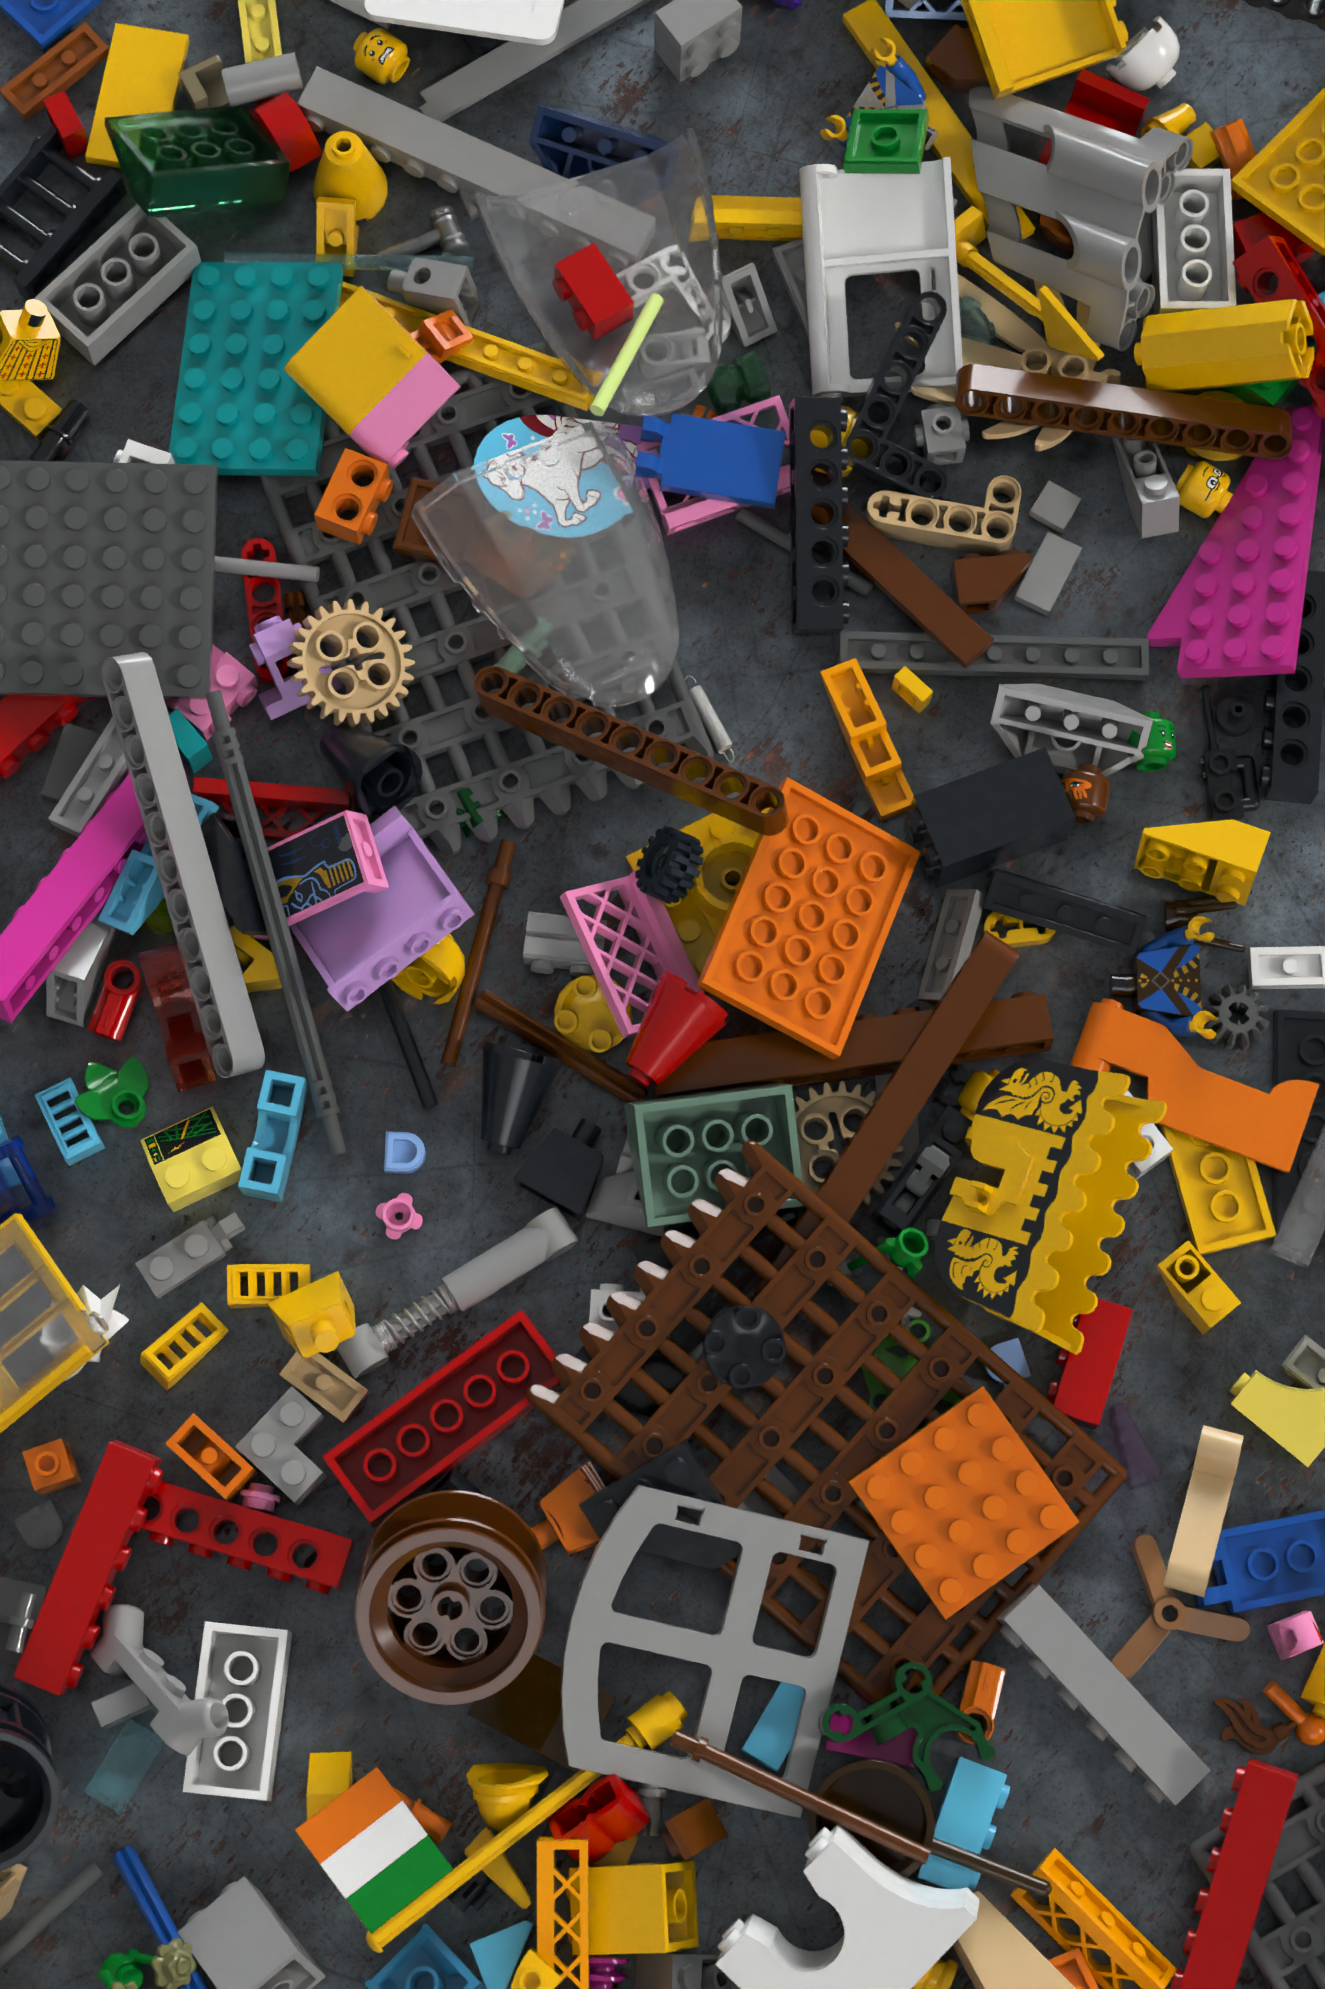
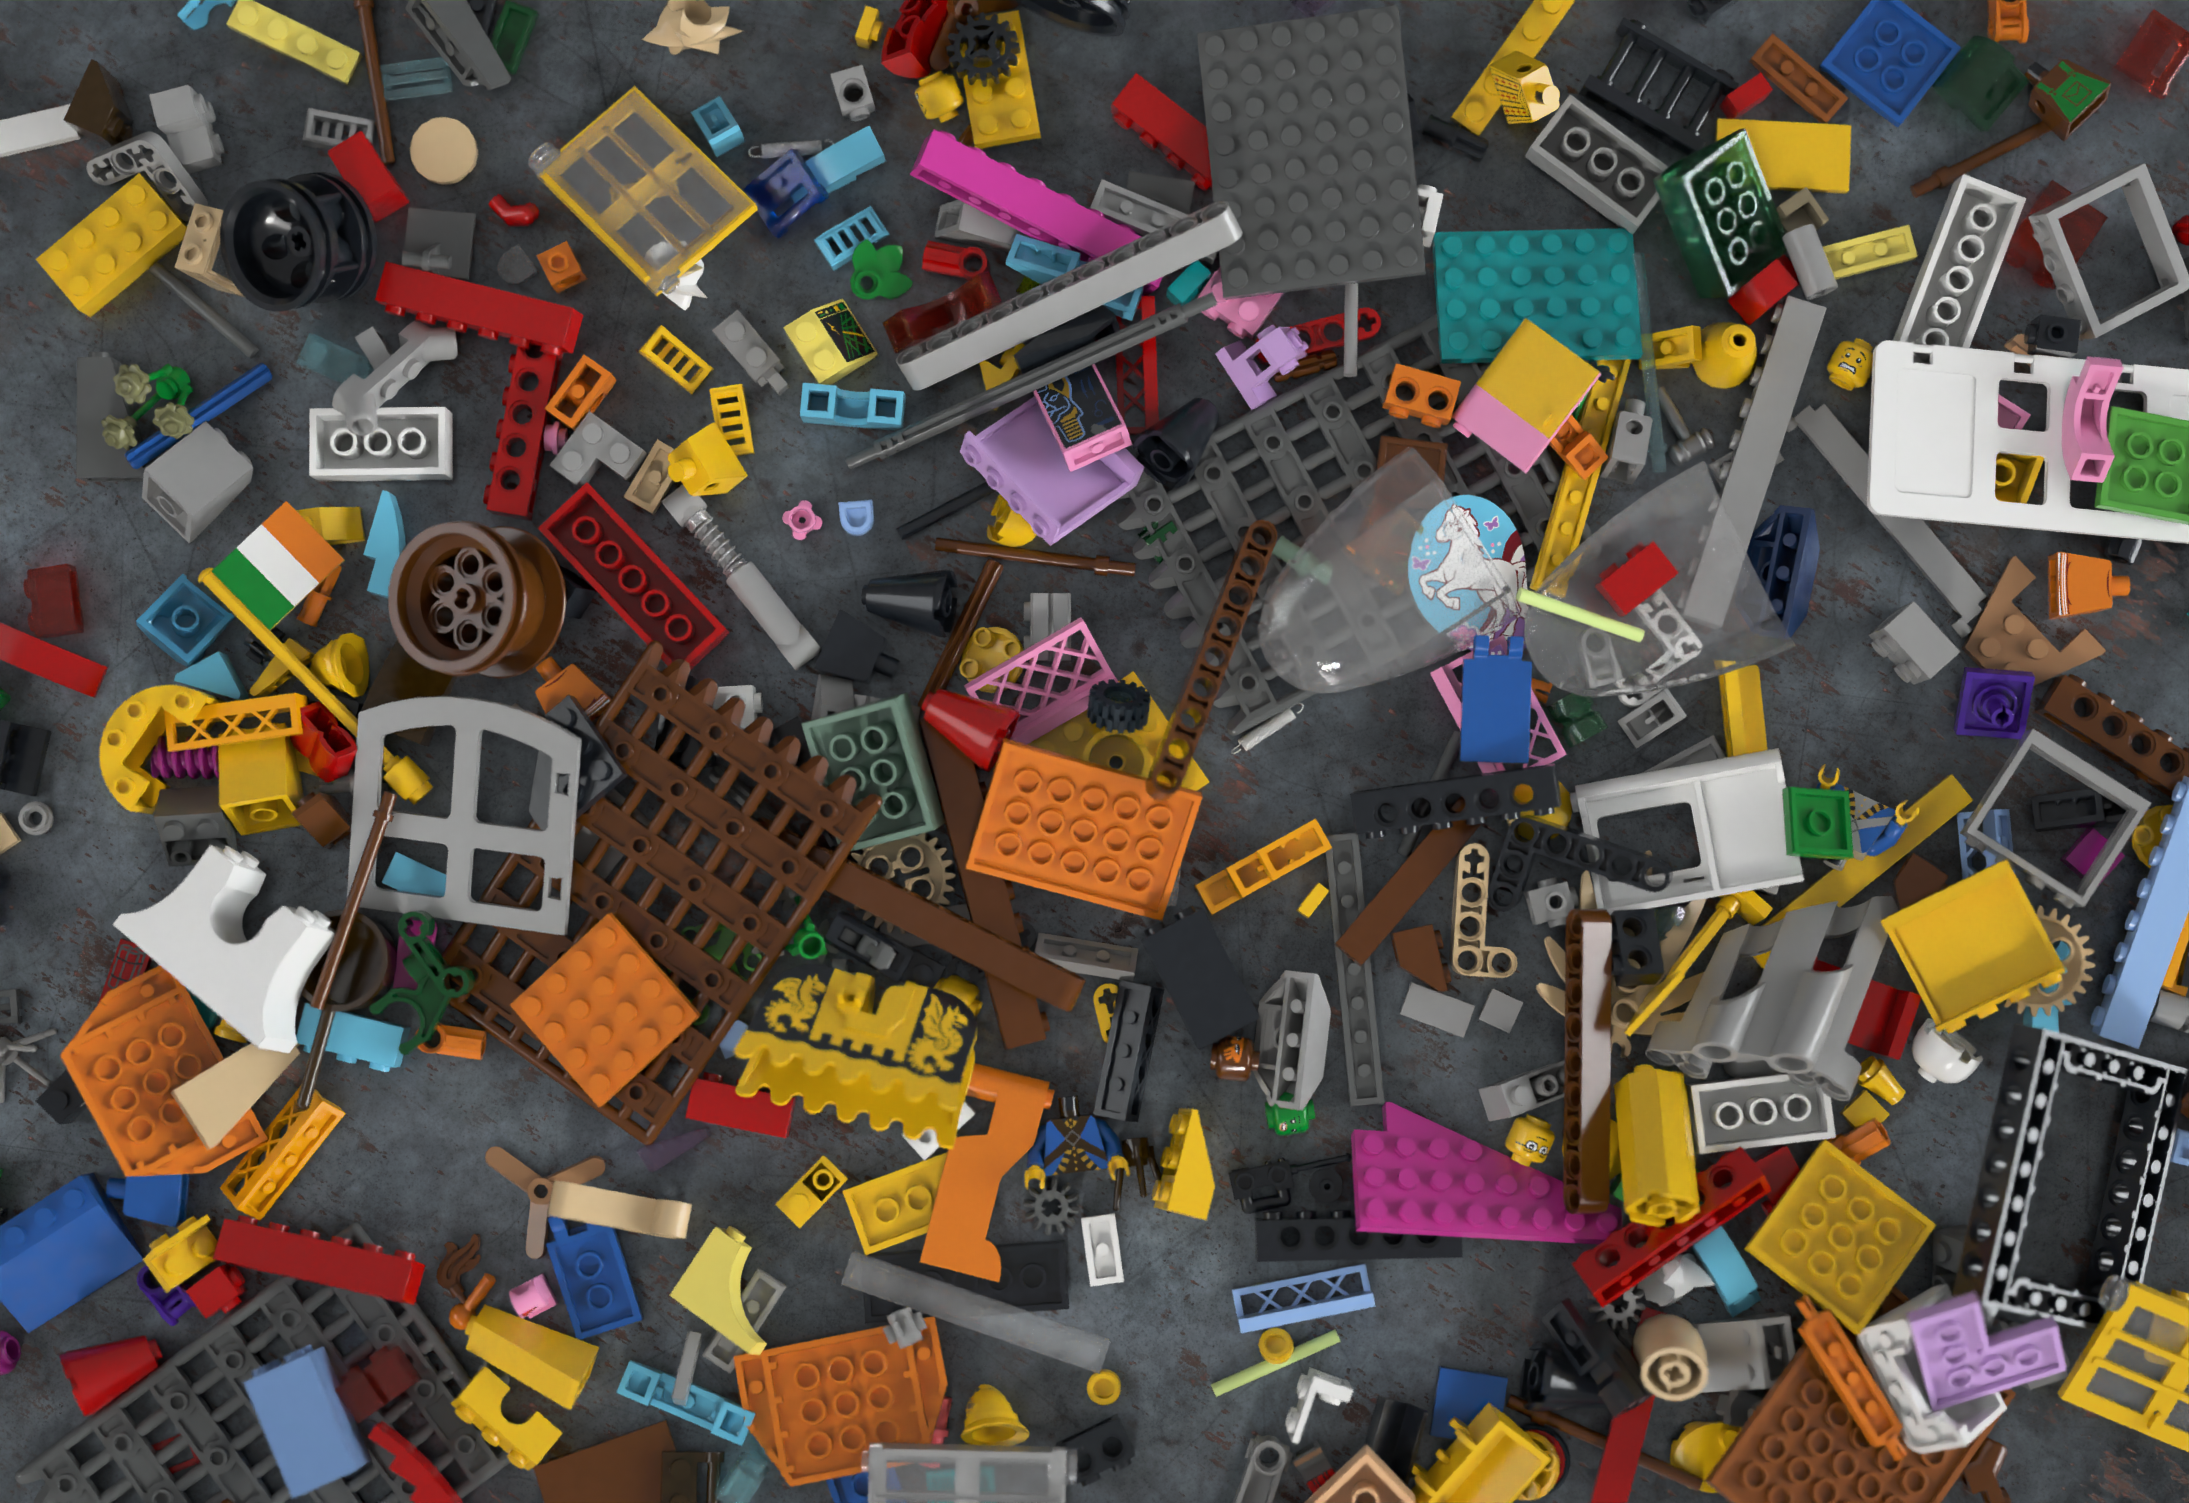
camera: 85 degrees right, 10 degrees up
(340, 630) = (1294, 401): tan gear -> none
(369, 1719) = (385, 543): none -> medium azure slope
(744, 1346) = (706, 813): black dish -> none
(1001, 341) = (1642, 948): none -> black brick
(1102, 1694) = (466, 1139): light grey brick -> none

